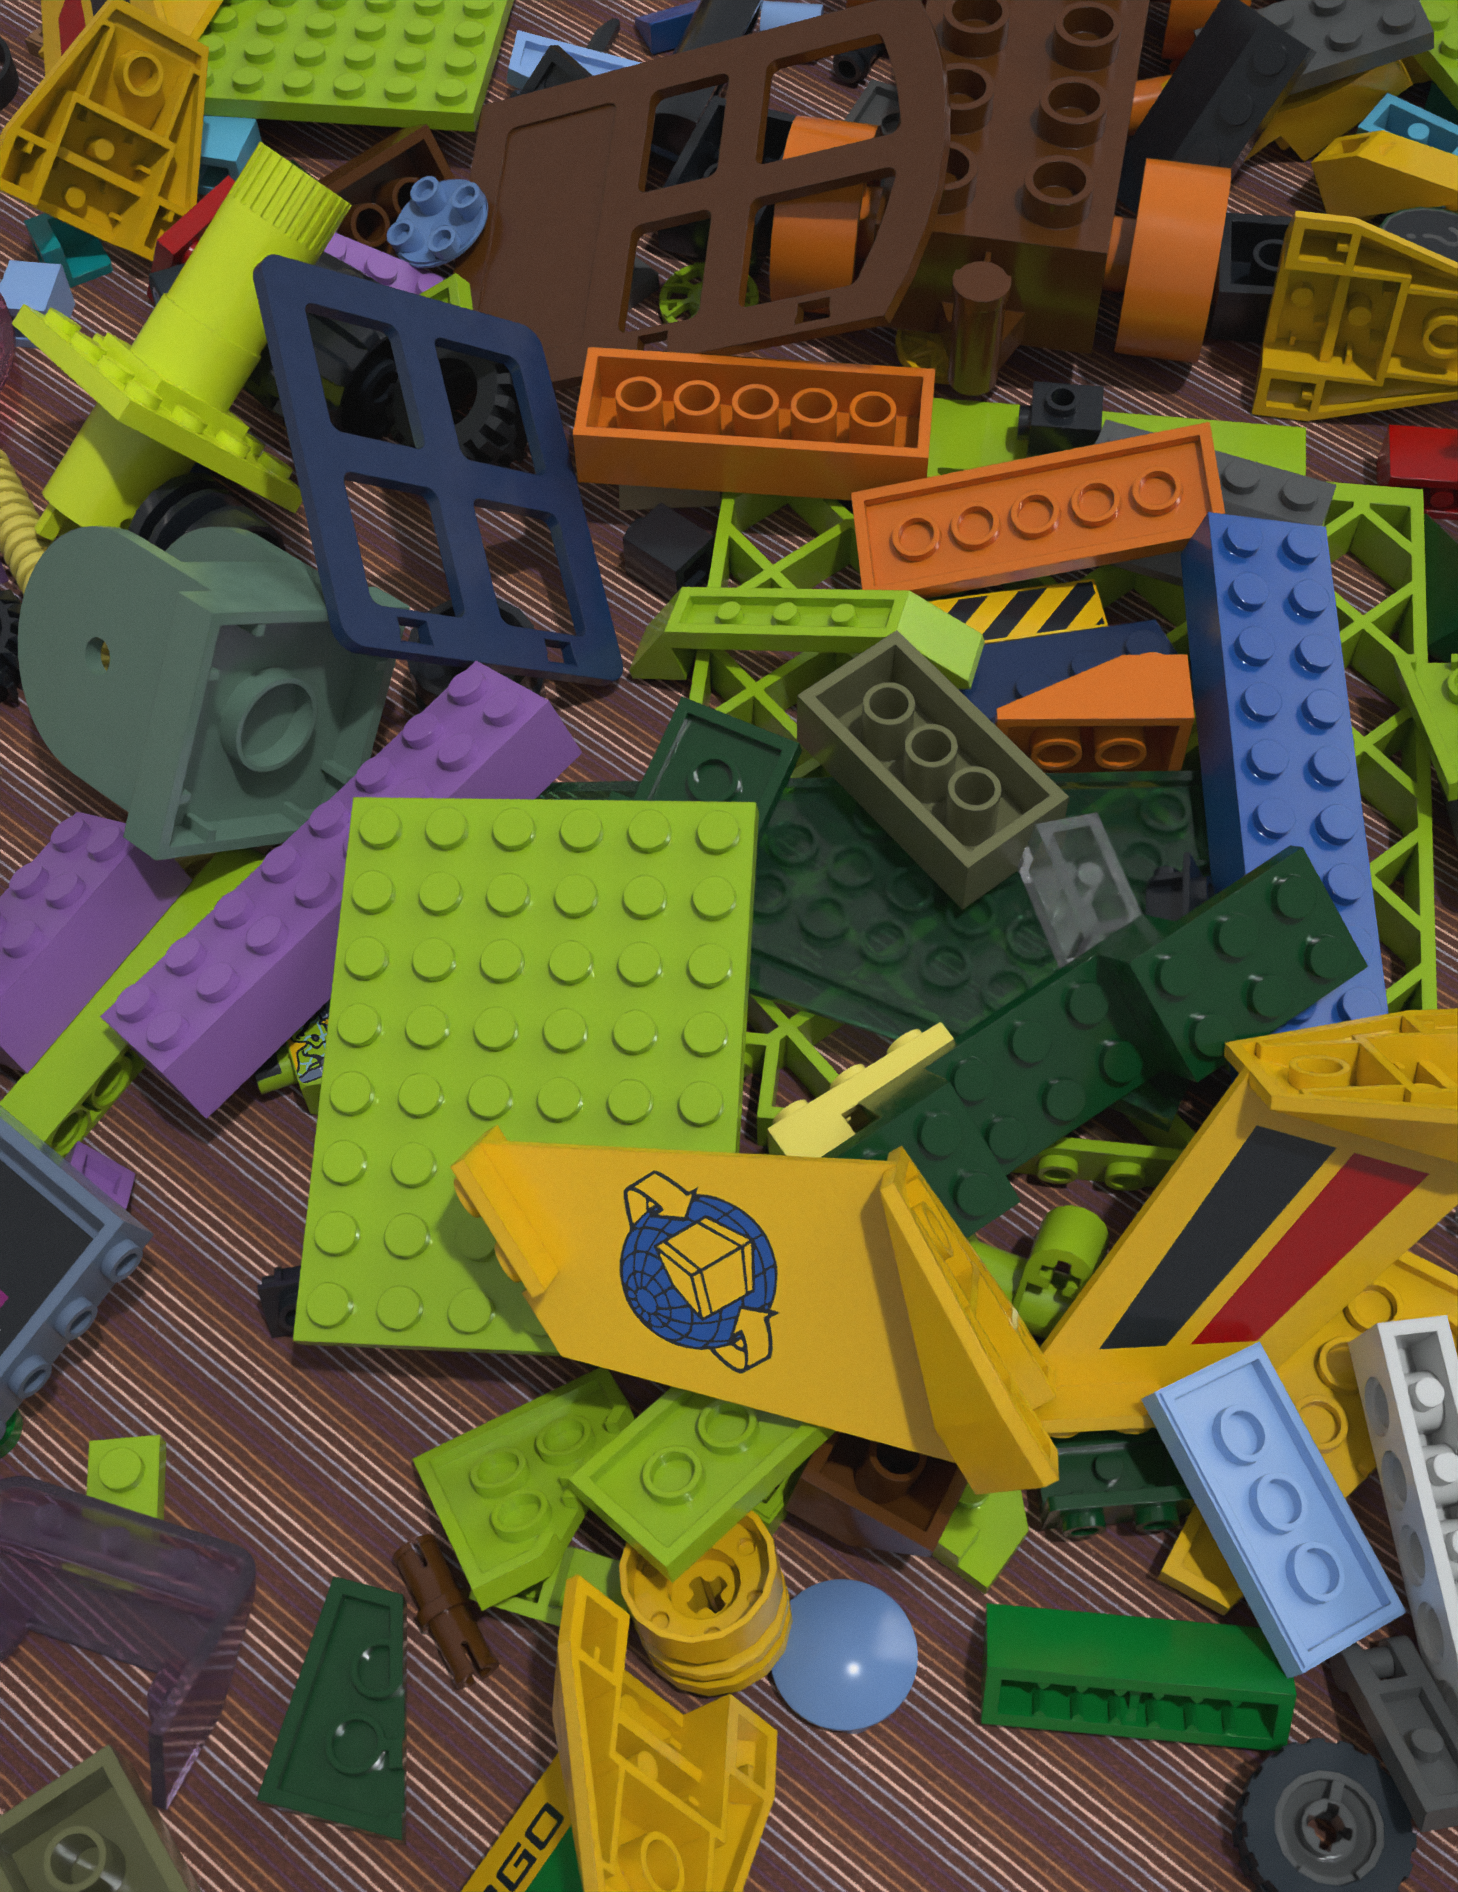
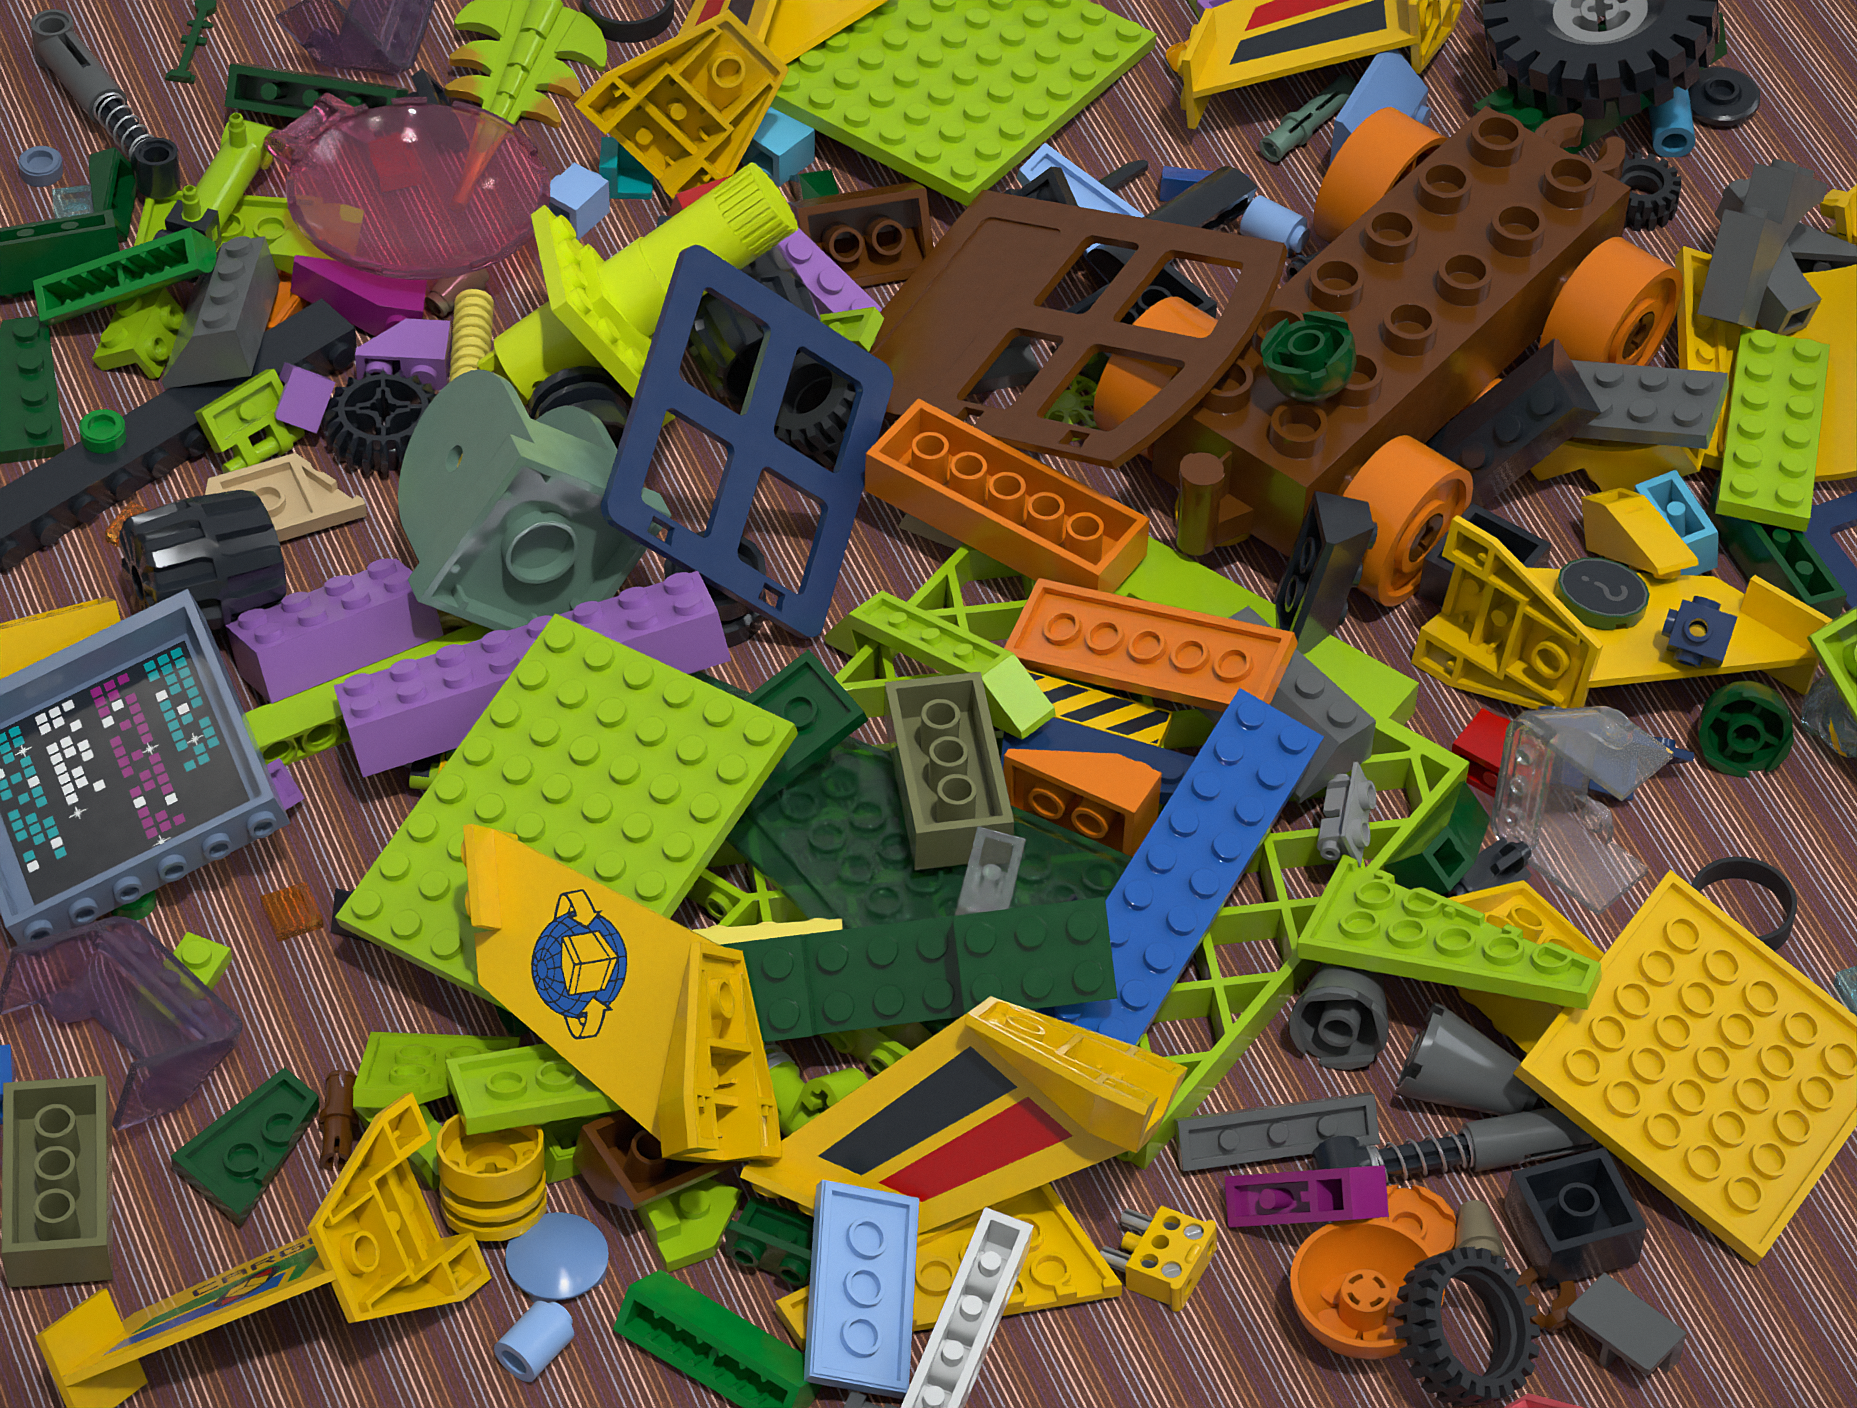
camera: 25 degrees right, 10 degrees down
(207, 1337) = (291, 911): none -> clear orange tile
(438, 221) = (894, 263): medium blue dish -> none
(667, 552) = (901, 564): black brick -> none
(902, 1803) = (535, 1340): none -> light blue brick
(1038, 96) = (1310, 356): none -> dark green cylinder
(1060, 417) = (1229, 591): black brick -> none
(1149, 335) = (1323, 568): none -> black slope
(1375, 627) = (1350, 800): none -> light grey hinge

